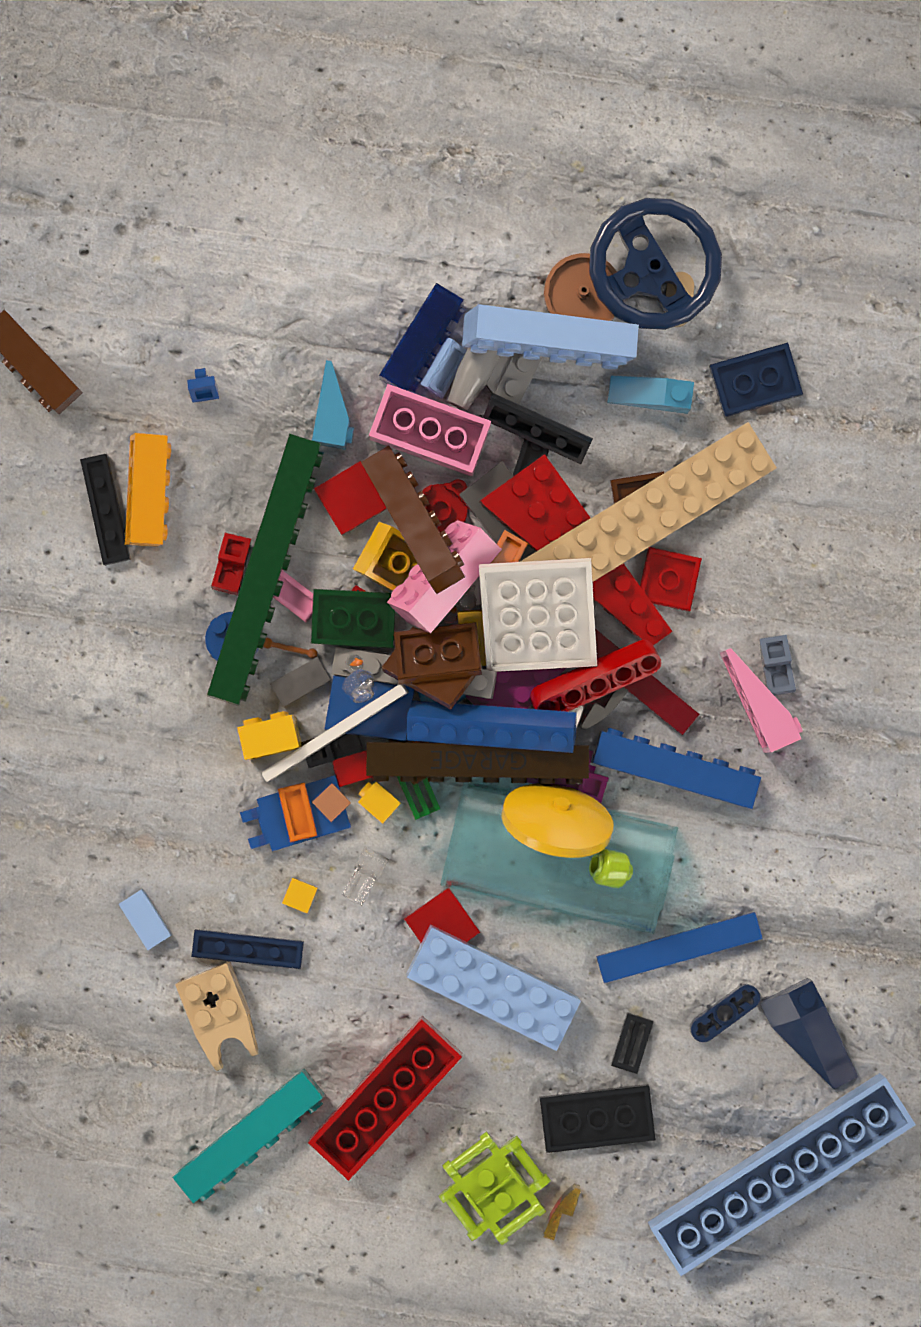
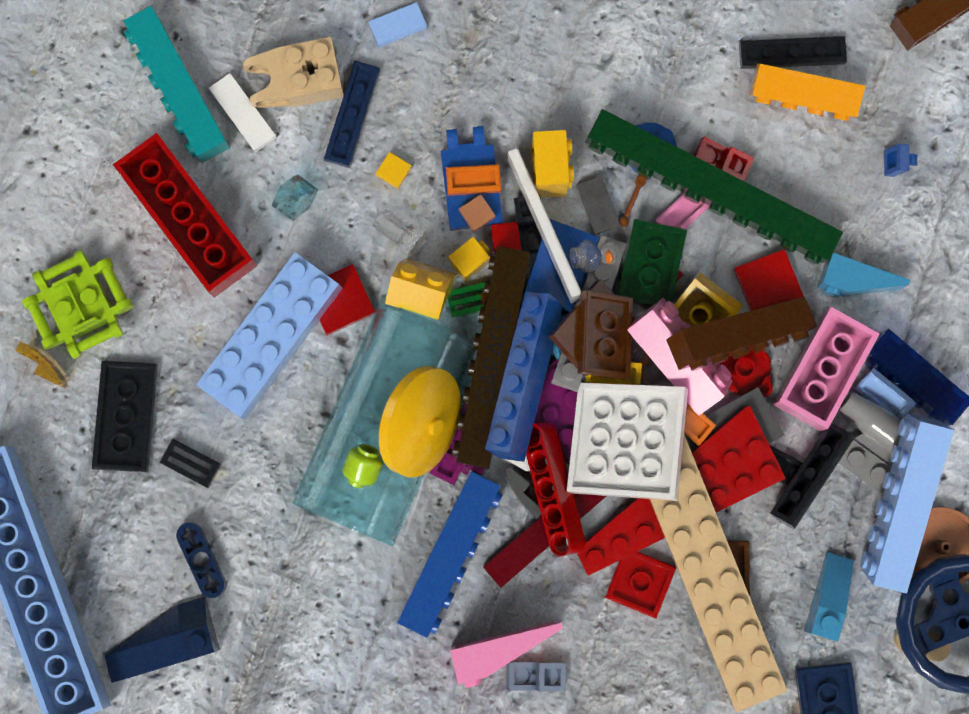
camera: 95 degrees right, 5 degrees down
(266, 1063) = (241, 113): none -> white tile
(347, 989) = (294, 197): none -> clear light blue brick
(420, 844) = (420, 288): none -> yellow slope
(679, 947) = (274, 527): blue tile -> none

